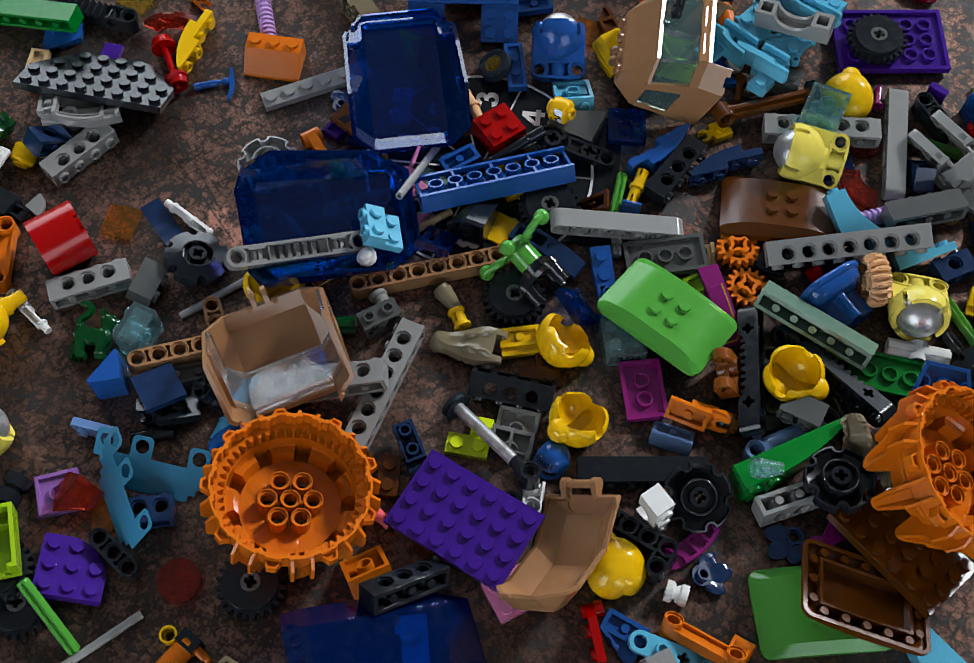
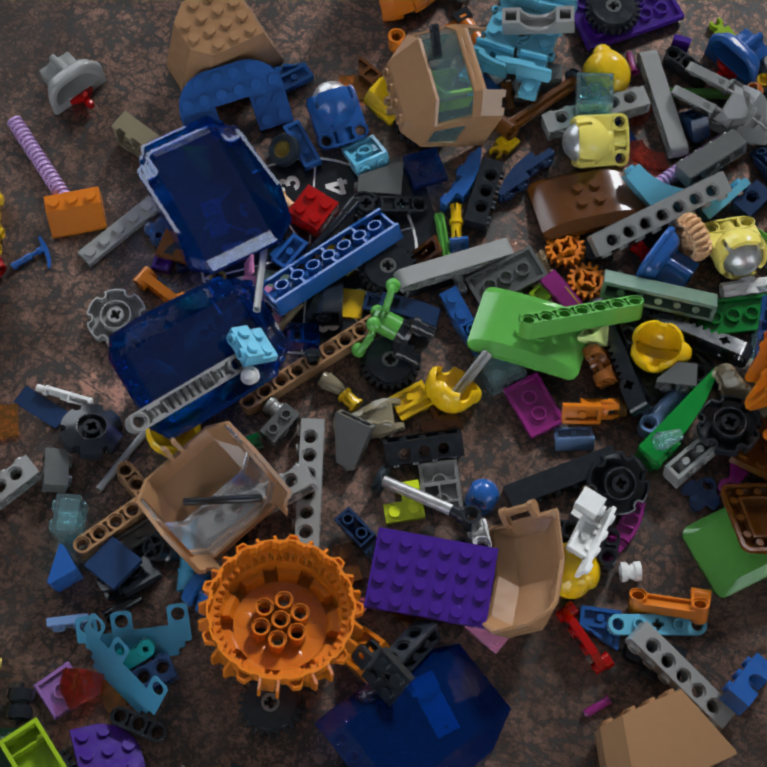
camera: 20 degrees left, 5 degrees up
(92, 338) = (28, 539): dark green animal -> none
(150, 482) = (138, 653): none -> teal leg
(178, 580) = (205, 725): clear red tile -> none
(288, 364) = (222, 500): none -> black bar
(368, 580) = (377, 665): none -> black plate
(438, 260) = (312, 355): none -> black plate
(442, 355) = (351, 439): none -> dark grey slope
(560, 110) = (363, 175): yellow head -> none
(576, 420) = (491, 454): yellow piece -> none
(577, 306) = (449, 351): clear blue plate -> none
(590, 333) = (472, 372): none -> light grey axle
(639, 538) = (587, 539): none -> white bracket
(714, 574) = (653, 542): dark blue plate -> none
(723, 315) = (580, 317): none -> bright green beam
(737, 340) = (594, 336): none -> yellowish green slope

